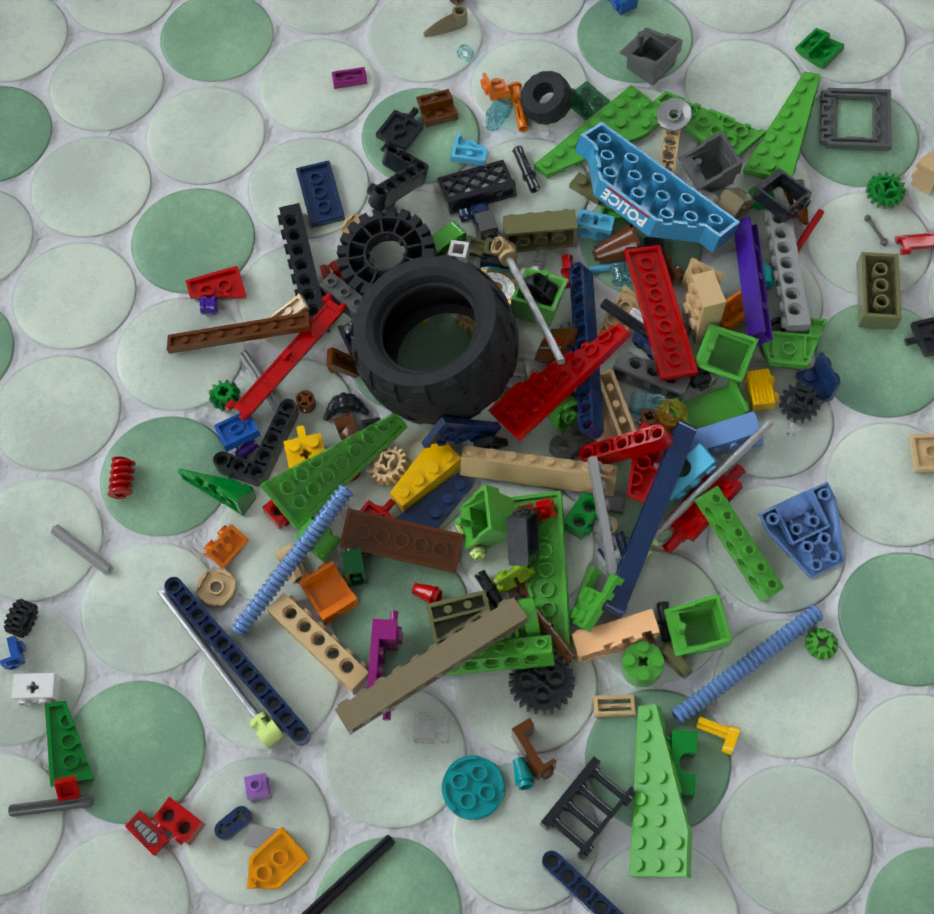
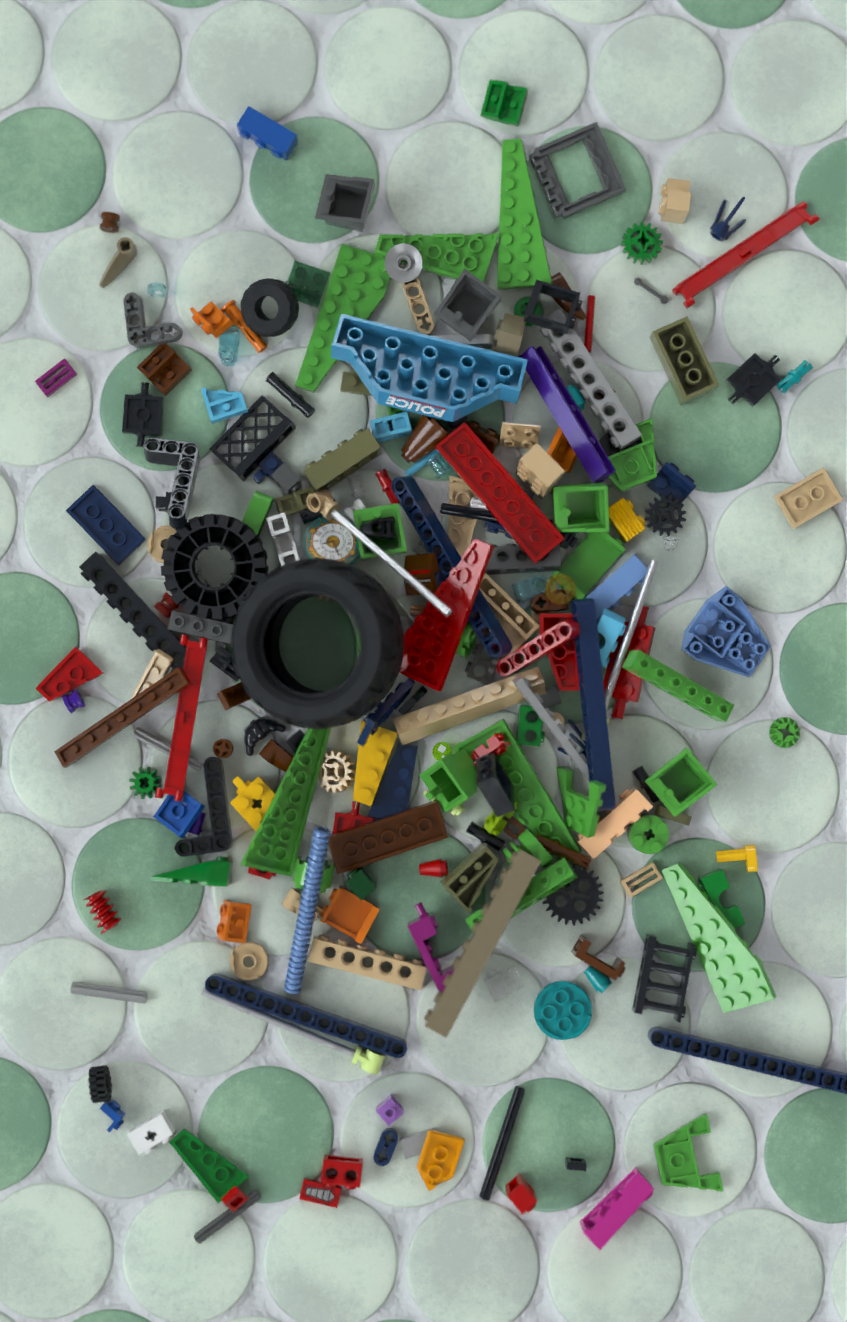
camera: 35 degrees left, 20 degrees up
(432, 77) = (140, 328): none -> dark grey beam
(747, 664) = (733, 785): medium blue piece -> none

